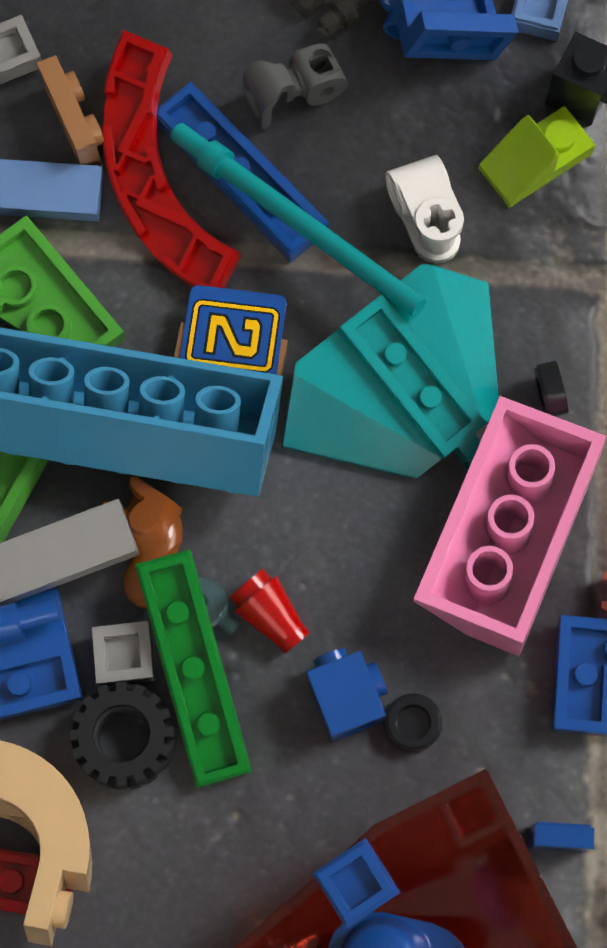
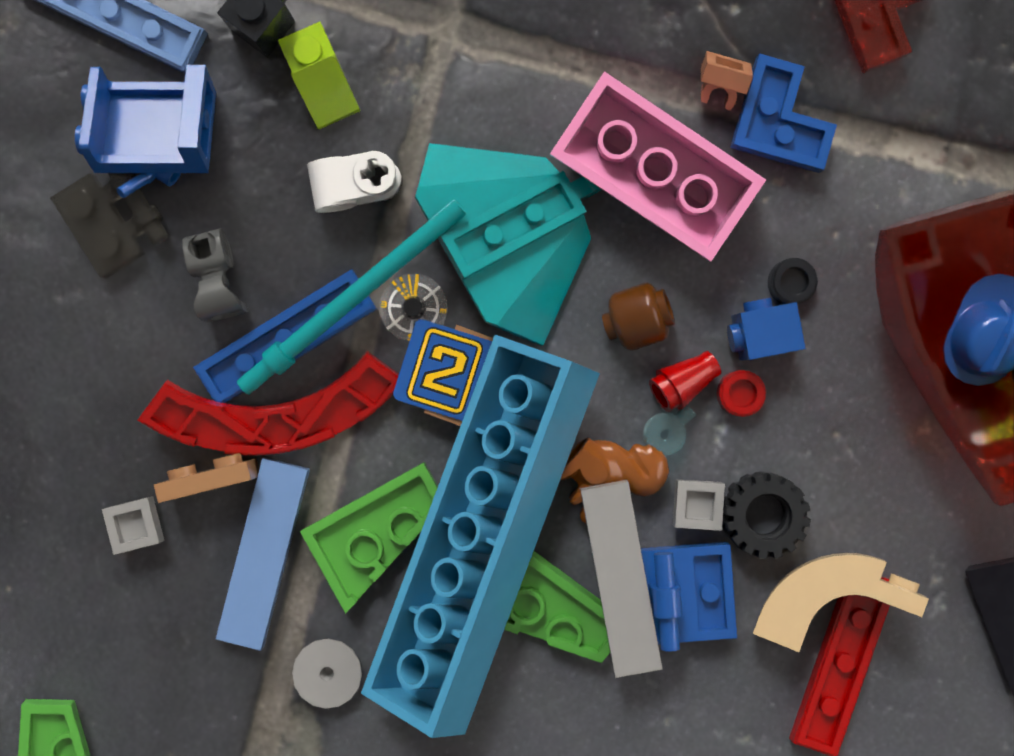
camera: 75 degrees left, 15 degrees up
(193, 668) = (721, 450): green tile -> none
(266, 685) = (741, 393): none -> red tile
(309, 296) = (409, 300): none -> clear piece
(335, 542) = (638, 316): none -> reddish brown head
(356, 883) = (953, 351): blue tile -> none
(551, 389) = (538, 109): black tile -> none
(560, 837) = (908, 183): blue tile -> none

